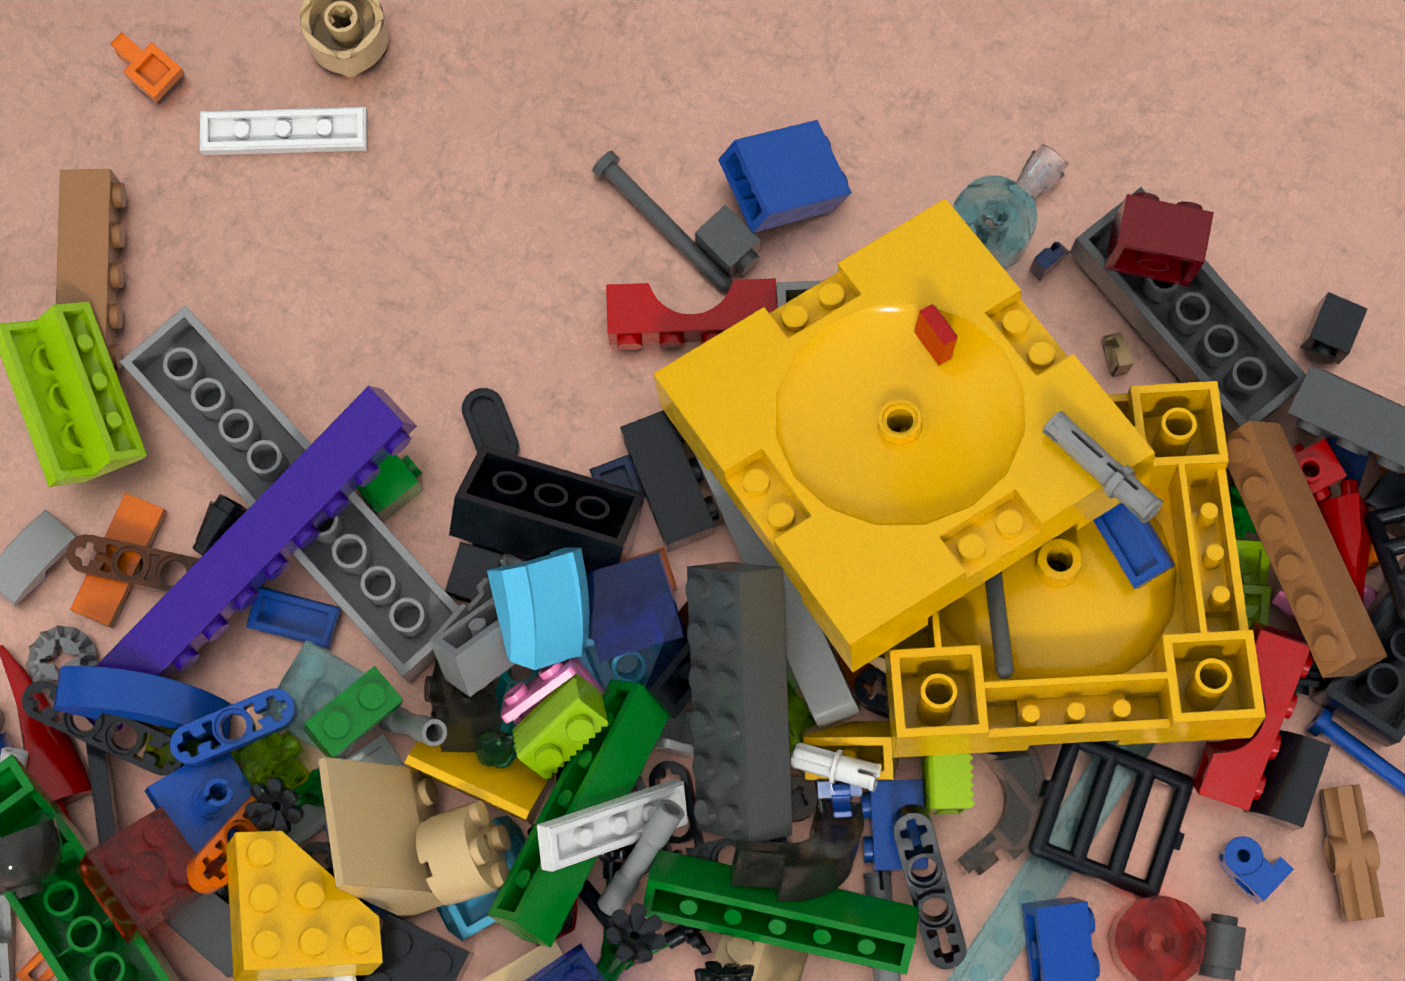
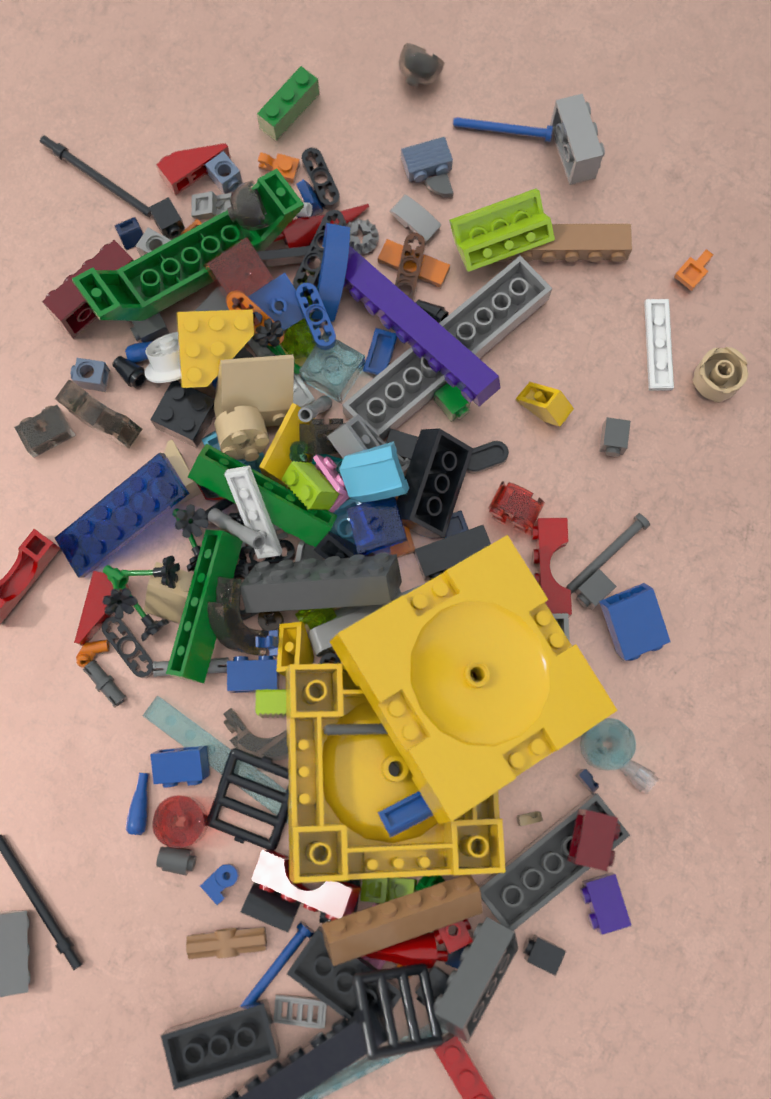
camera: 90 degrees right, 0 degrees up
(352, 714) = (319, 375): green brick -> none
(393, 323) = (545, 403): none -> yellow slope
(456, 206) = (614, 436): none -> dark grey brick
(587, 371) = (515, 506): none -> clear red brick
(835, 766) = (283, 638): white axle -> none
(931, 886) = (216, 692): black beam -> none
(935, 334) = (529, 696): red tile -> none
(1116, 479) = (433, 795): light grey pin -> none
(1250, 231) = (605, 903): none -> dark purple brick

